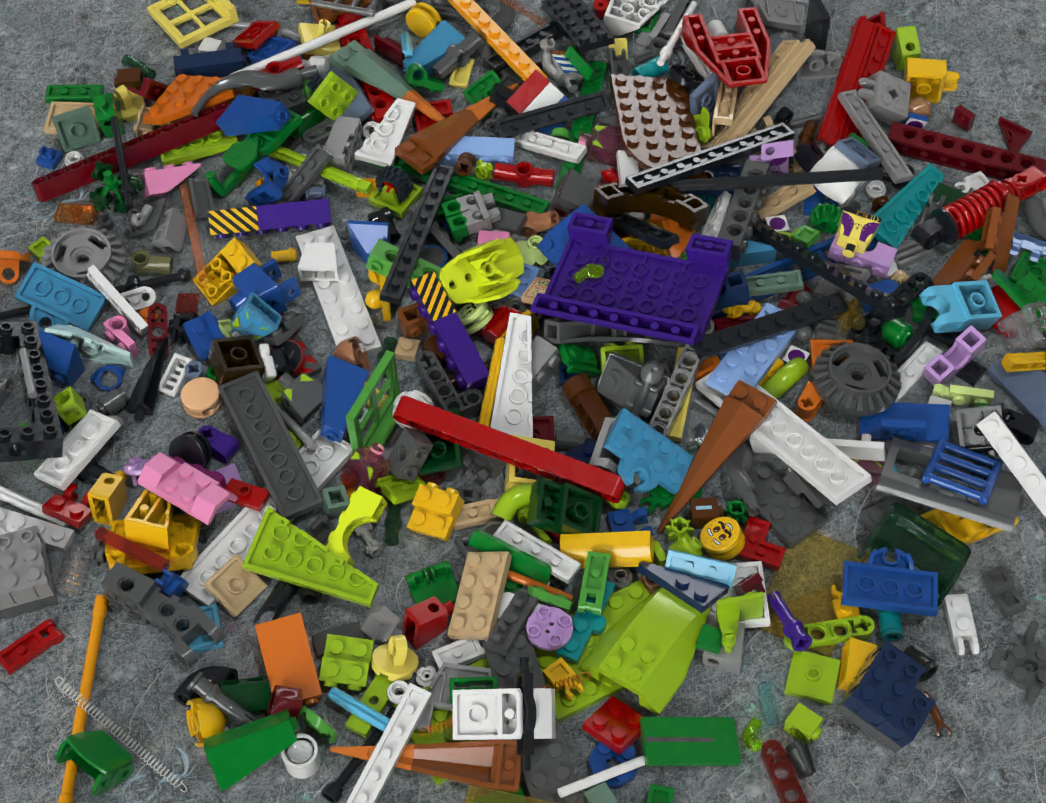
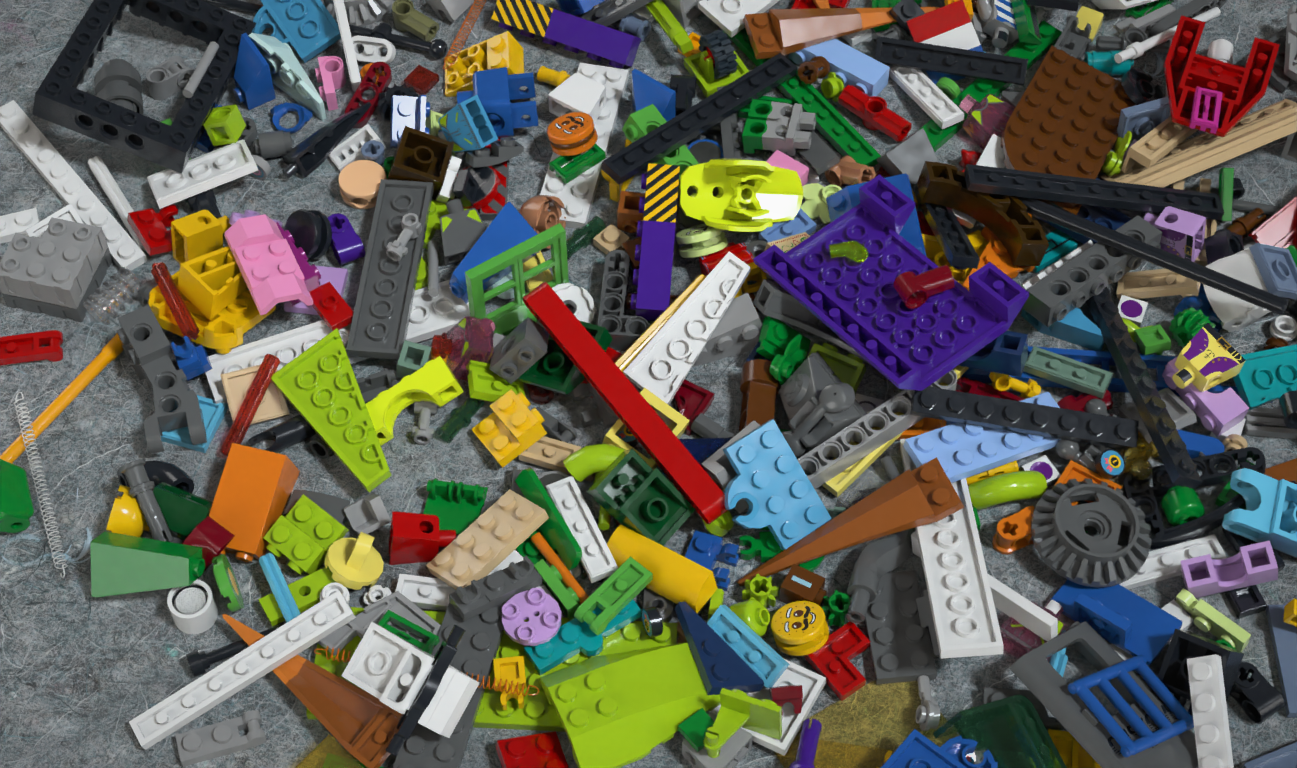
camera: 30 degrees right, 0 degrees up
(239, 594) = (251, 403): none -> clear red axle
(268, 409) = (411, 230): none -> light grey bar
(333, 287) = (572, 134): none -> orange head
(348, 318) = (579, 164): none -> green tile
(593, 371) = (785, 365): none -> green plate
(628, 587) = (652, 621): none -> black tile
(656, 272) = (917, 288): none -> dark red piece
(742, 70) = (1203, 122): none -> dark pink tile
(784, 115) = (1225, 191): none -> green tile
(837, 329) = (1110, 464): none -> tile
(839, 547) = (929, 711): none -> light grey plate

